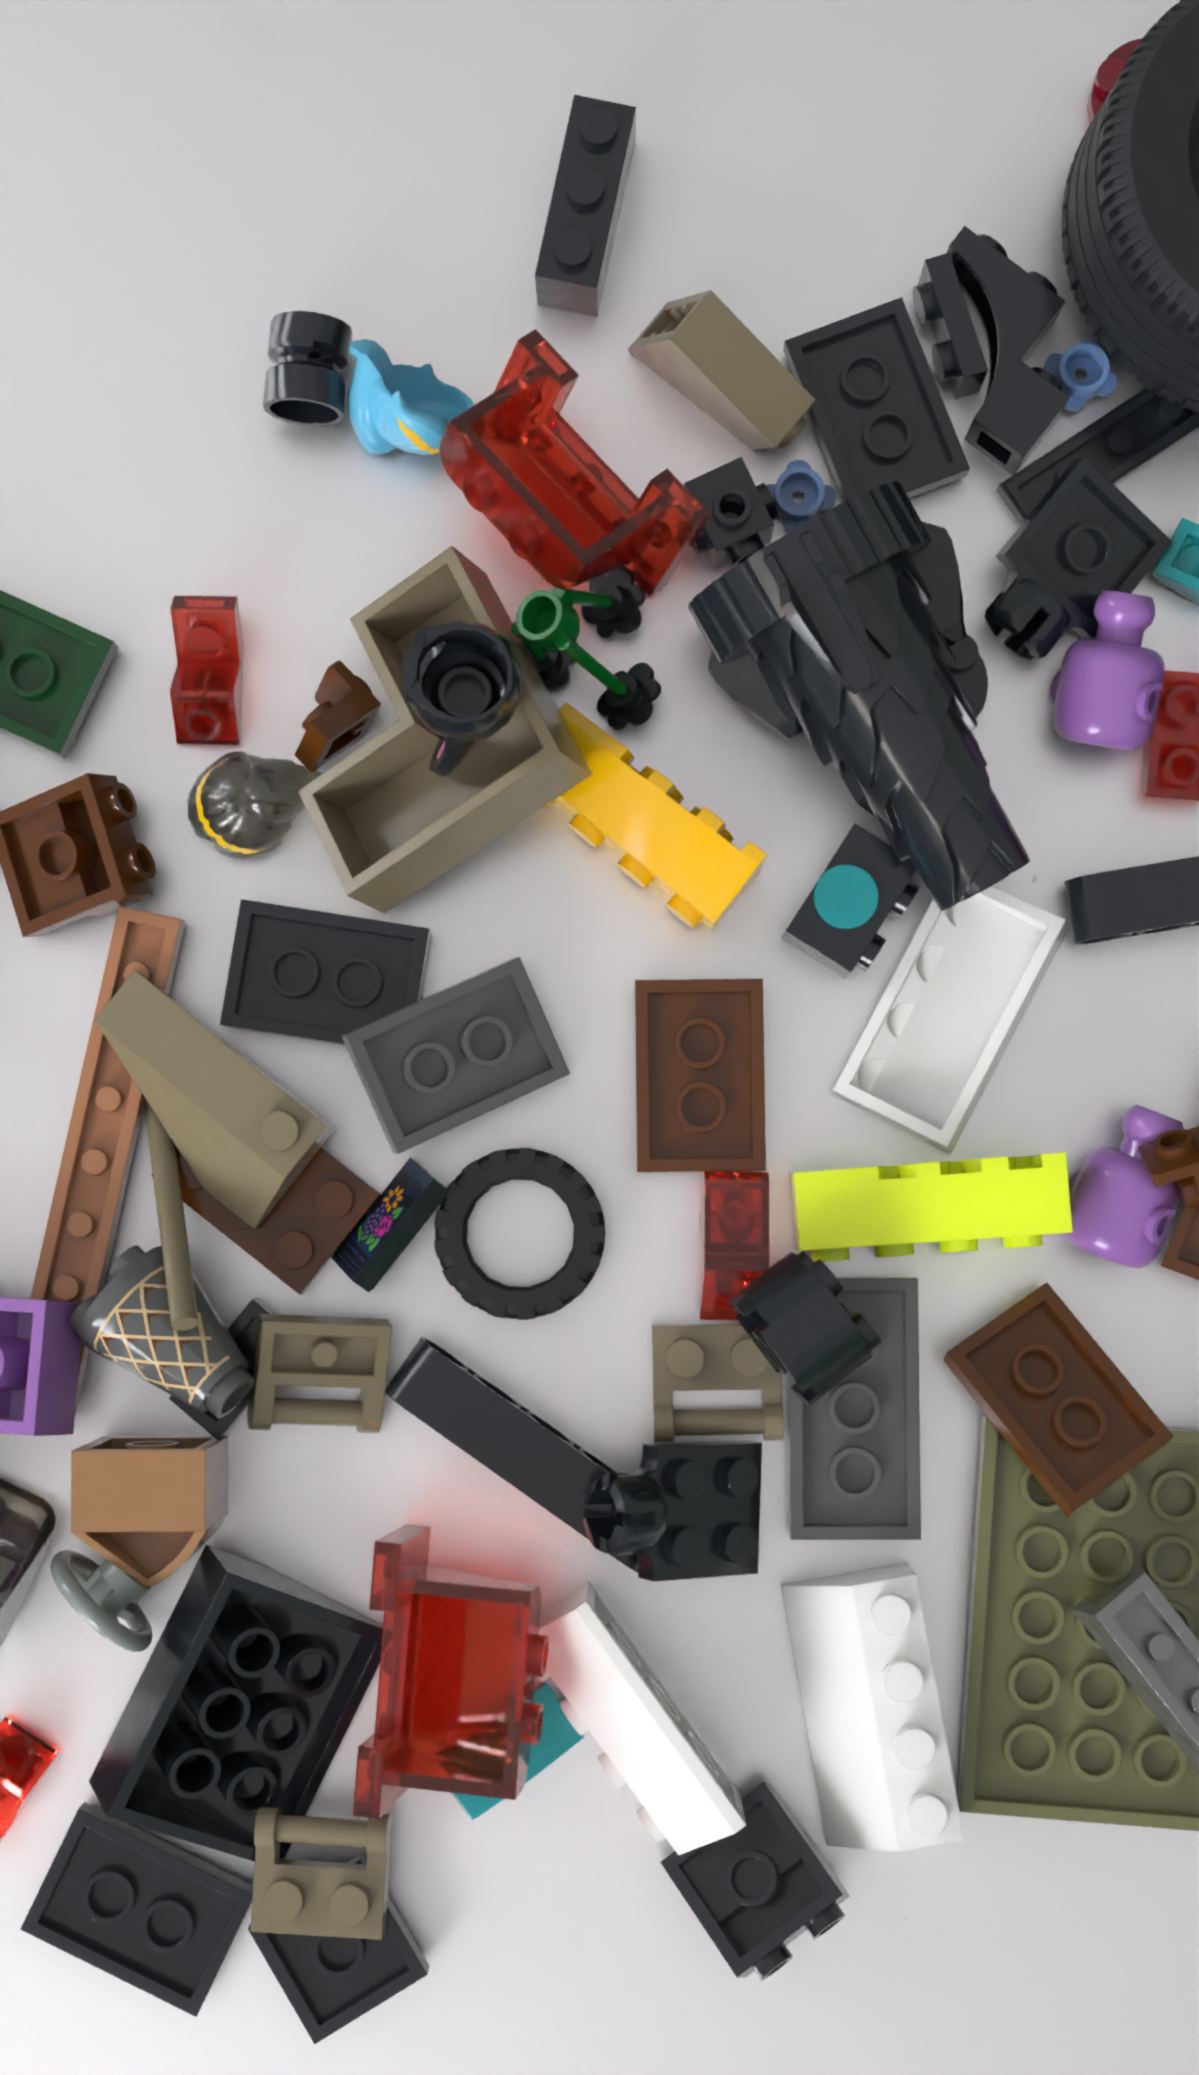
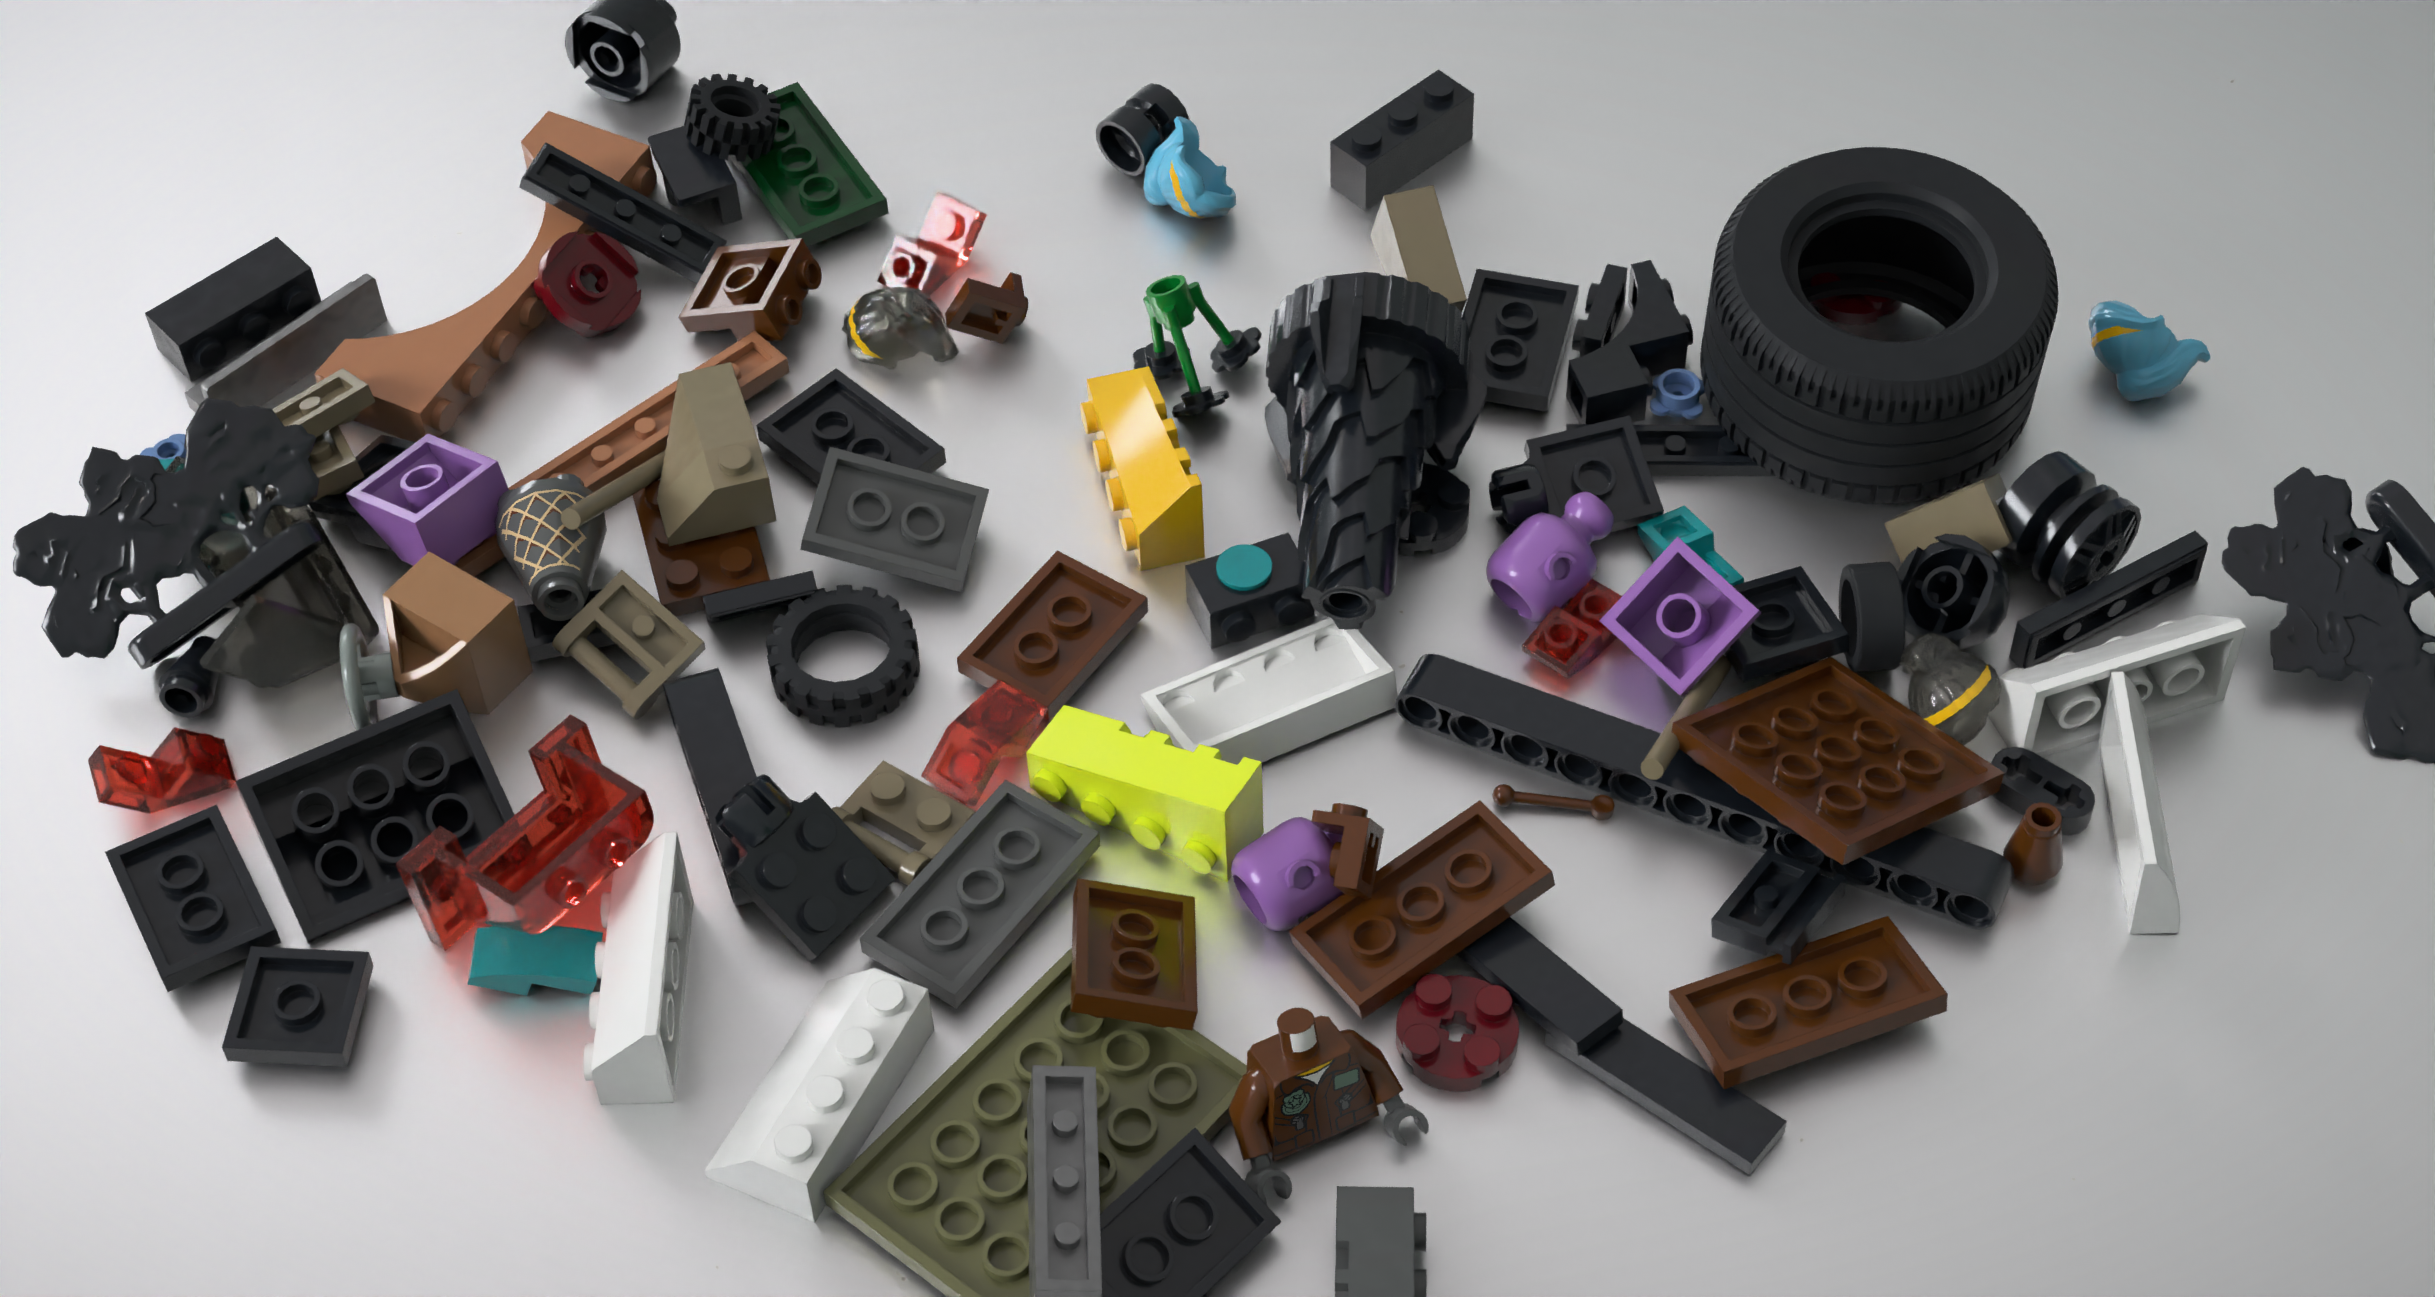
camera: 30 degrees right, 35 degrees down
(320, 1895) = (324, 949): dark tan plate -> none
(381, 808) = (1059, 344): dark tan piece -> none
(461, 687) = (1071, 279): black piece -> none
(554, 491) = (1235, 228): clear red windscreen -> none
(759, 1887) = (629, 1148): black plate -> none
(803, 1326) = (985, 776): black brick -> none

